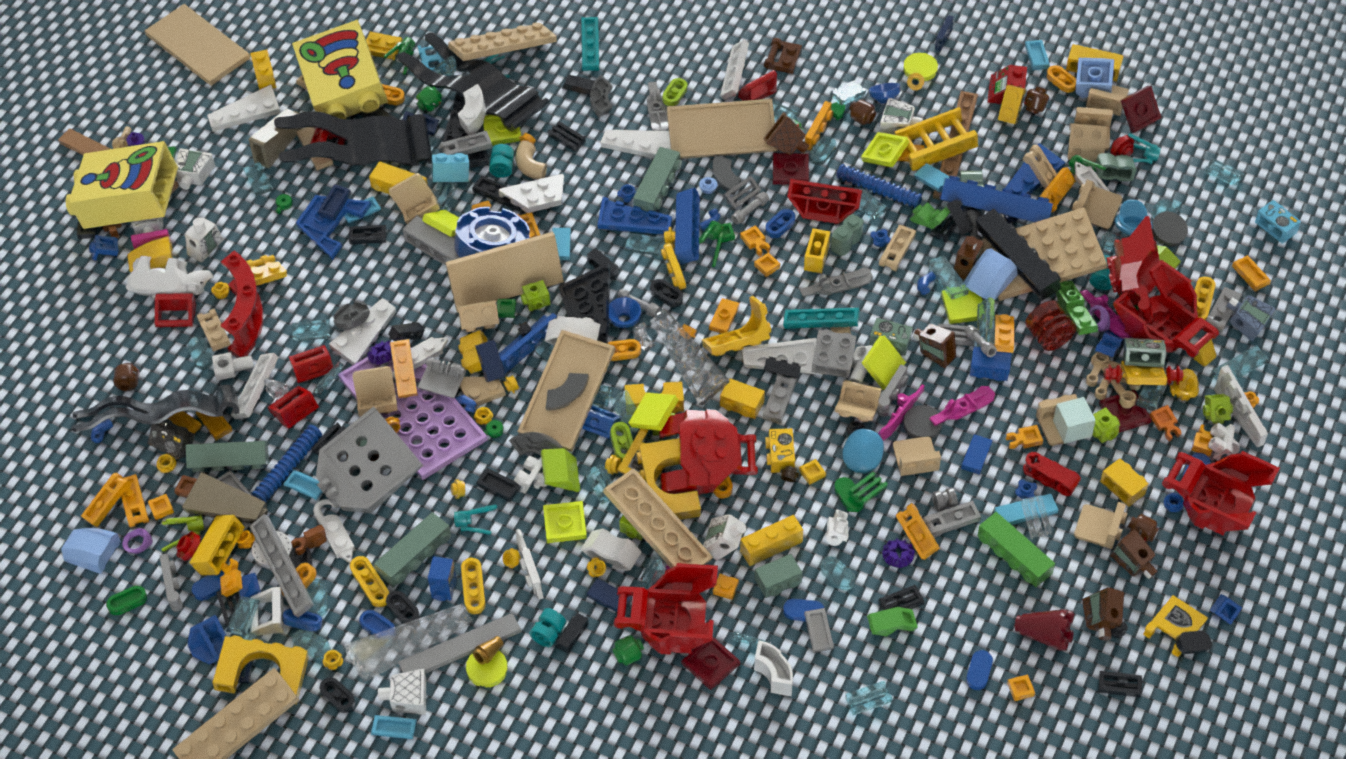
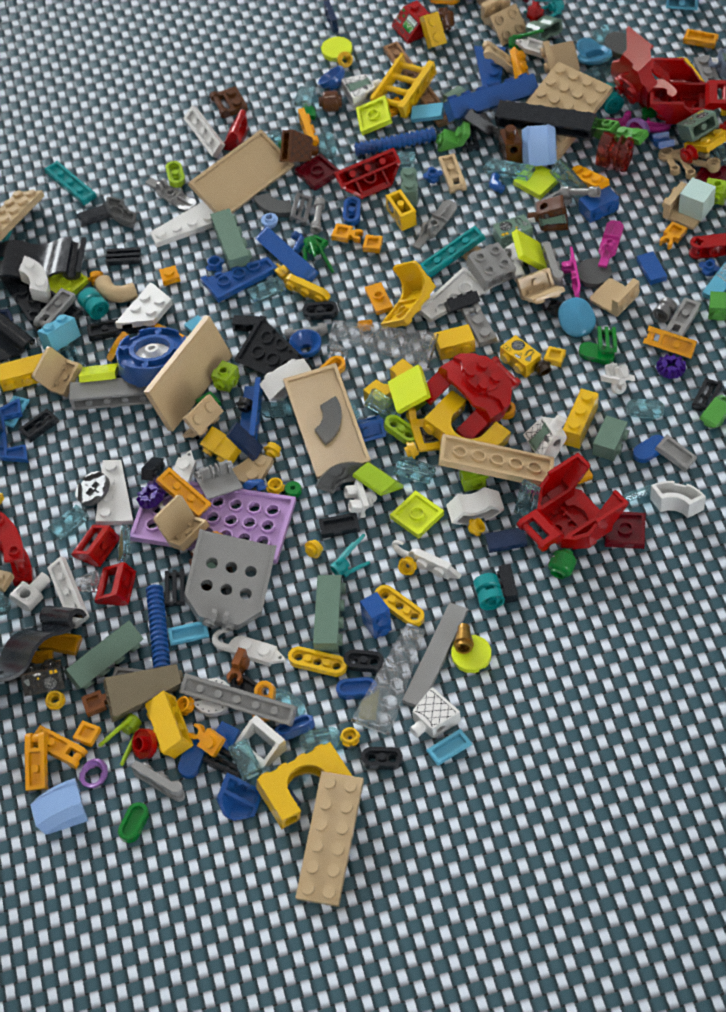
camera: 35 degrees left, 0 degrees up
(584, 178) = (169, 275): none -> light orange plate

